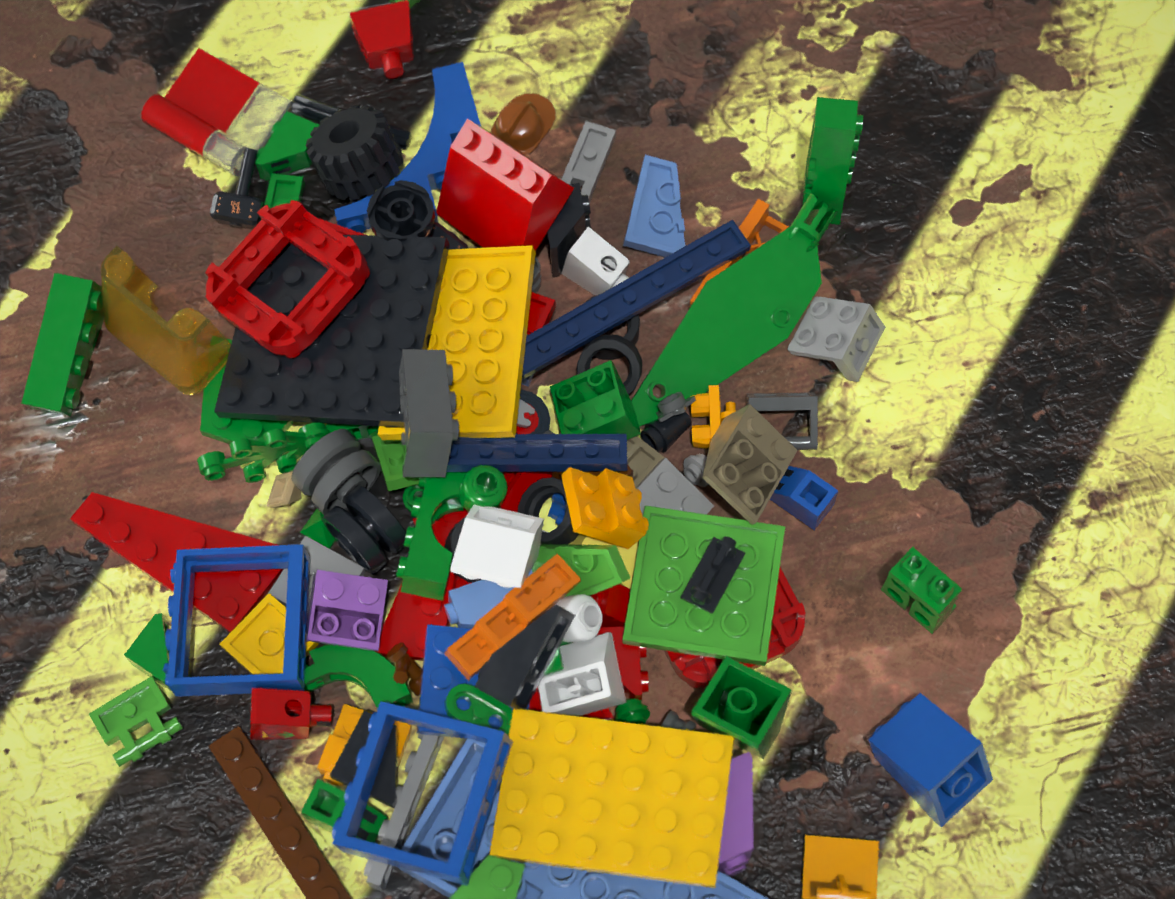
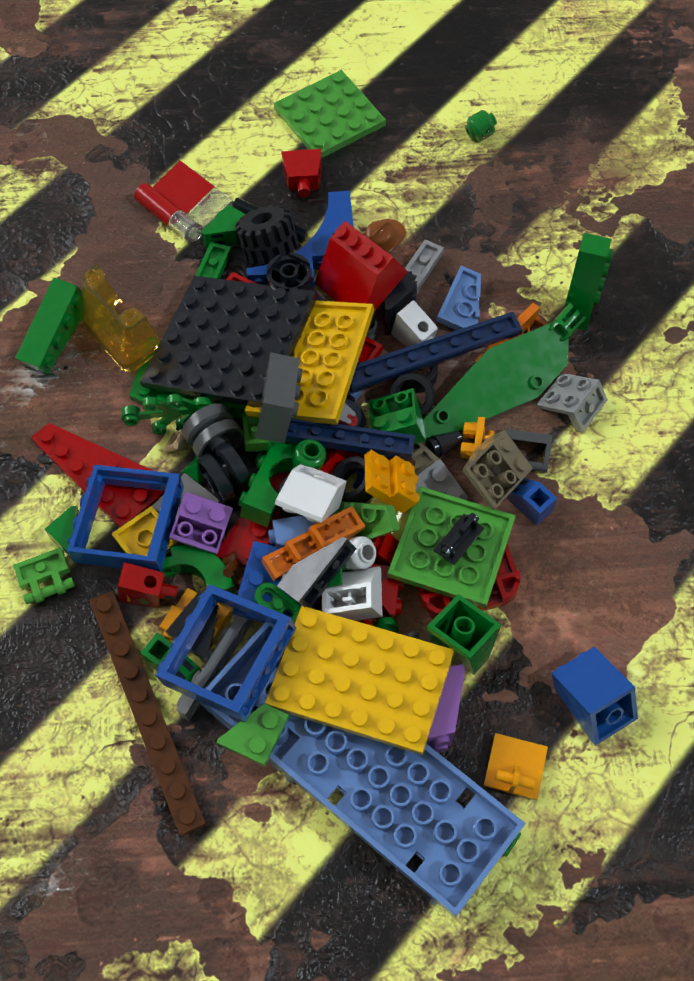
camera: 10 degrees right, 5 degrees down
(239, 208) = (185, 260): black piece -> none
(275, 331) = (189, 333): red plate -> none
(673, 405) = (451, 425): dark grey plate -> none
(694, 469) = (458, 474): light grey plate -> none
(926, 586) = (607, 574): green hips -> none

